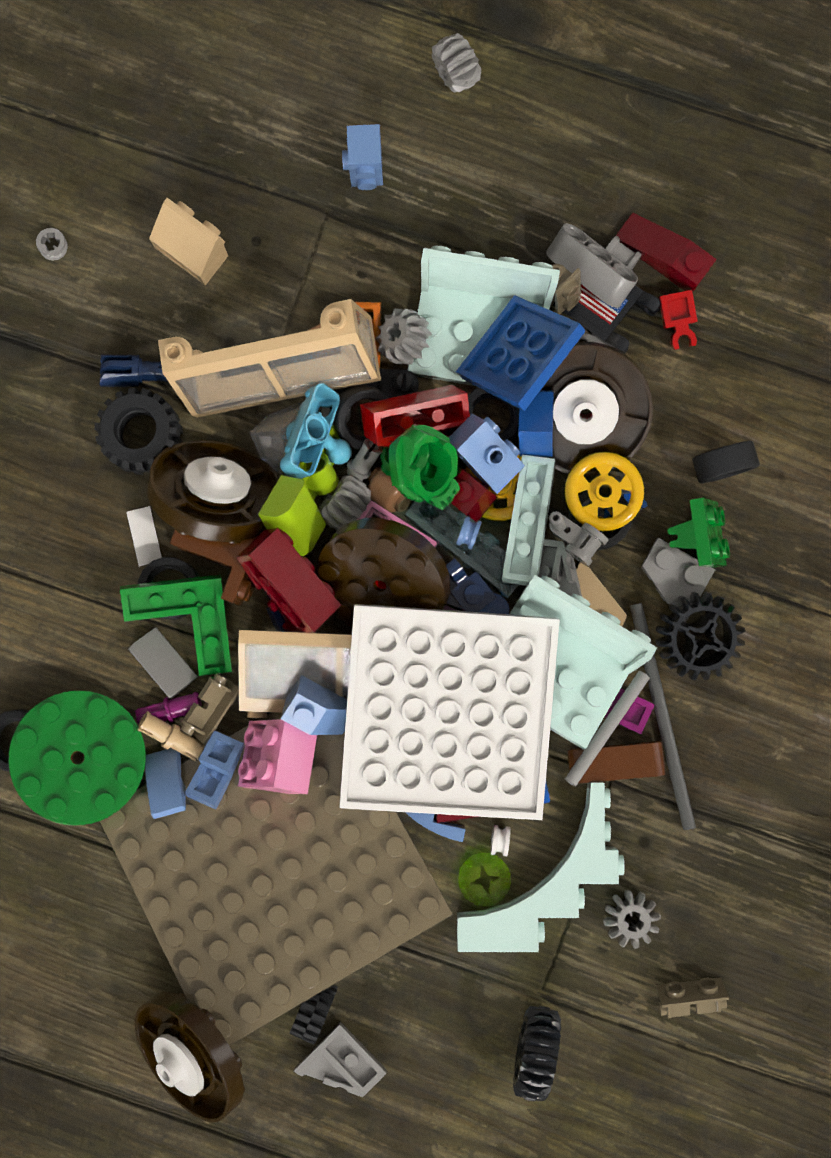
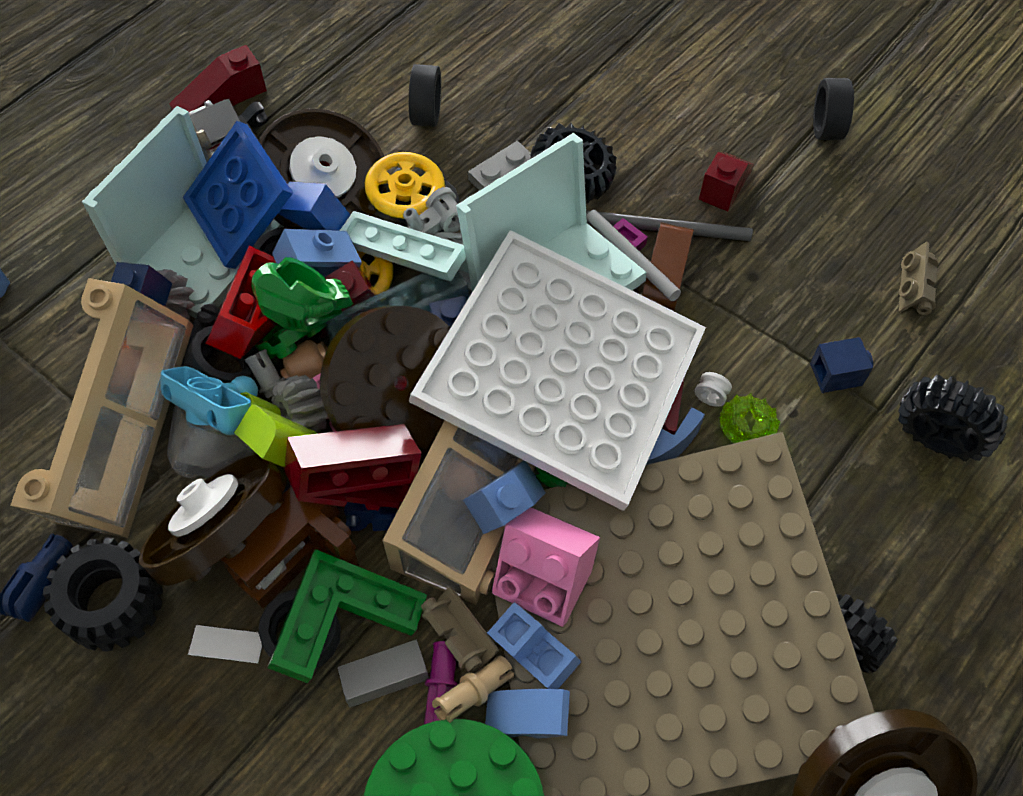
camera: 75 degrees left, 25 degrees down
(343, 1063) = (925, 632): light grey wing -> none
(384, 325) = (144, 280): none -> dark blue brick
(468, 533) = (387, 289): medium blue bush -> none
(567, 947) = (841, 364): none -> dark blue brick
(587, 861) = (803, 398): light aqua arch -> none
(620, 925) = (828, 302): light grey gear -> none
(678, 312) = (278, 95): red plate -> none
(703, 533) = (481, 127): green plate -> none
(748, 787) = (724, 180): none -> dark red slope

